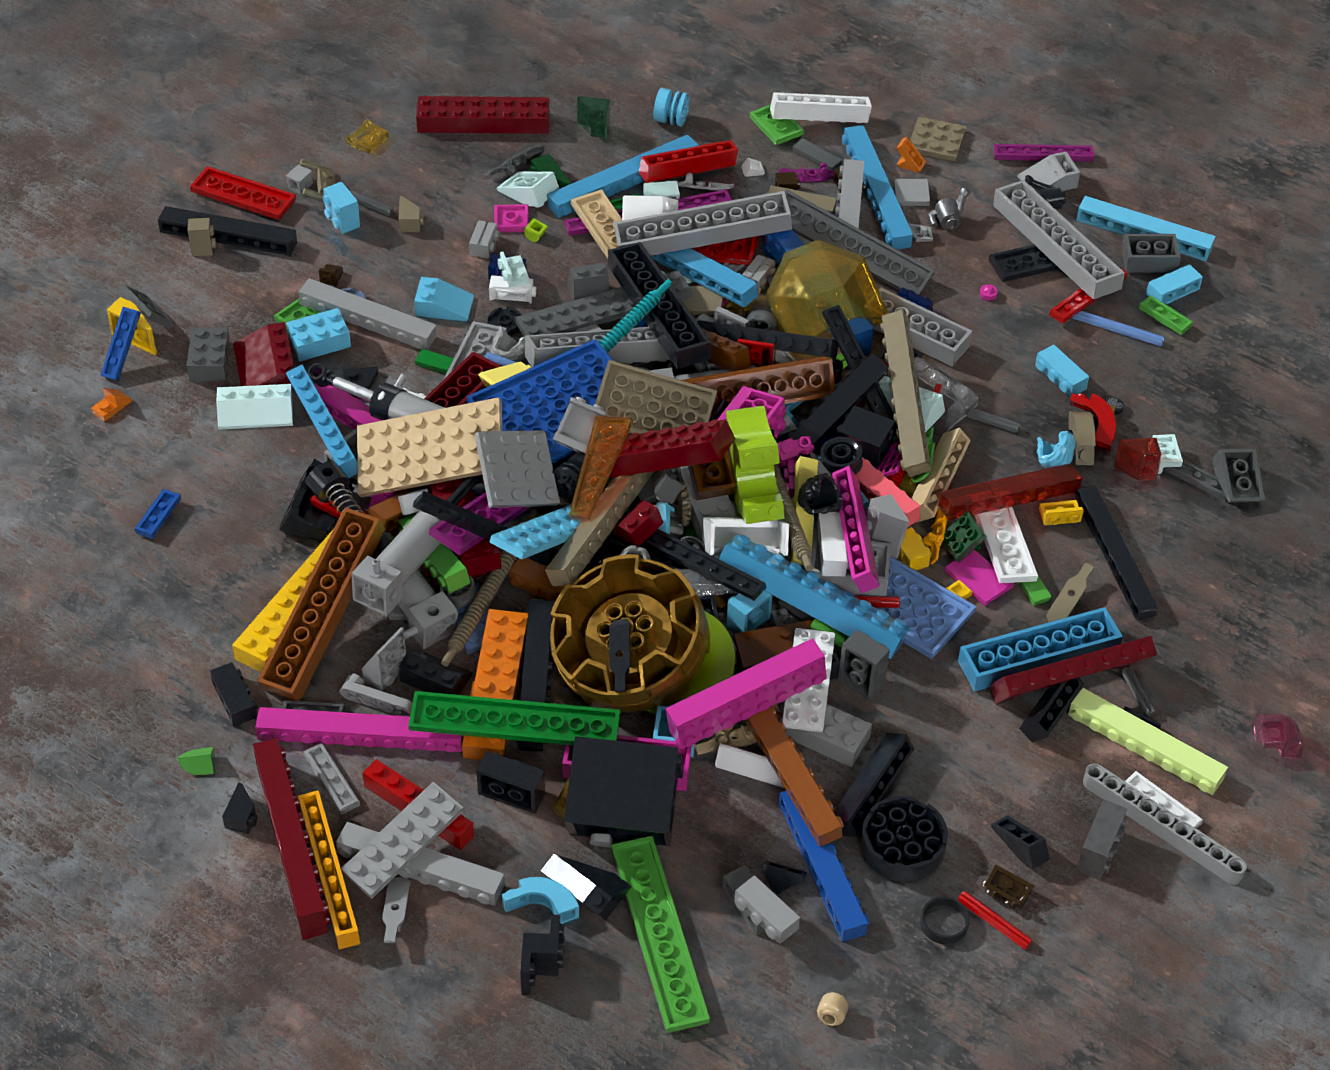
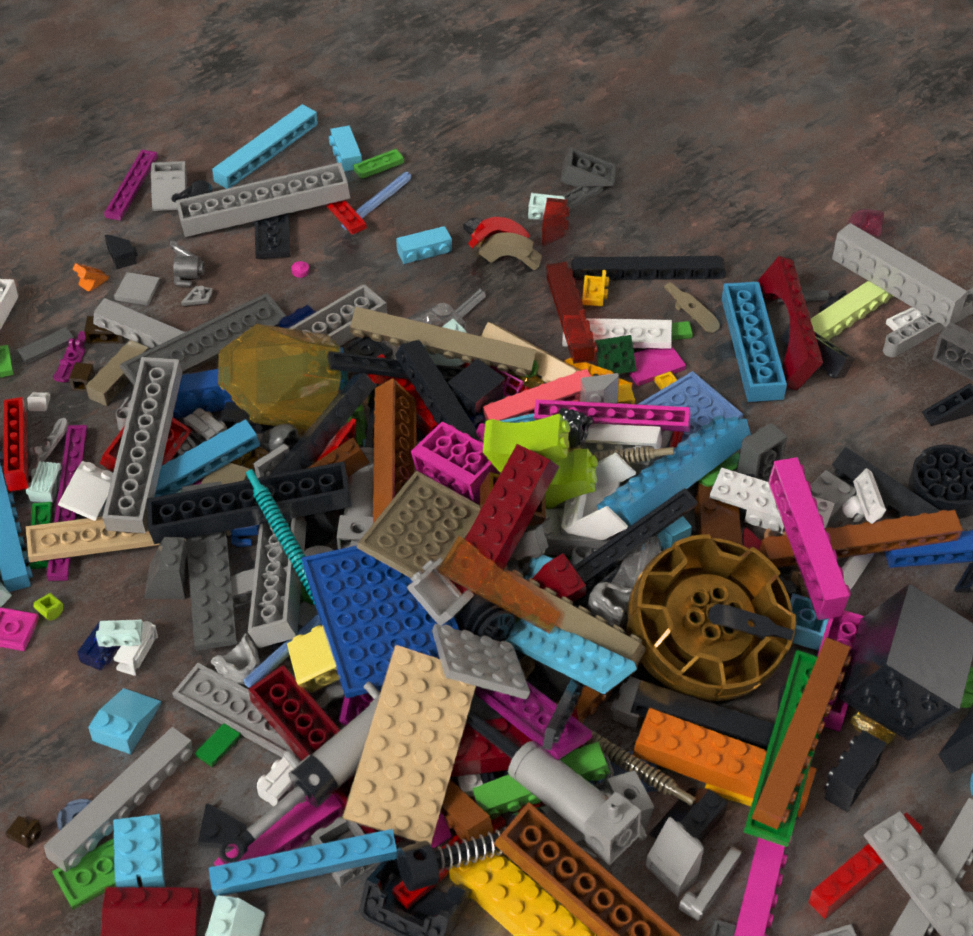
camera: 75 degrees left, 0 degrees up
(406, 501) = (466, 781): light grey slope -> none
(484, 239) = (40, 659): light grey brick -> none
(505, 318) = (177, 664): black tile -> none
(518, 715) = (801, 733): none -> dark orange brick
(829, 753) = (867, 501): none -> white plate
(840, 453) = (510, 405): black wheel -> none
(878, 188) = (161, 308): dark azure brick -> none
(938, 138) = (67, 249): dark tan plate -> none
(948, 167) = (121, 251): none -> black slope
(1058, 454) = (530, 271): medium azure hair -> none
(1150, 253) = (302, 148): dark grey brick -> none
(1180, 754) = (899, 275): none -> light grey brick

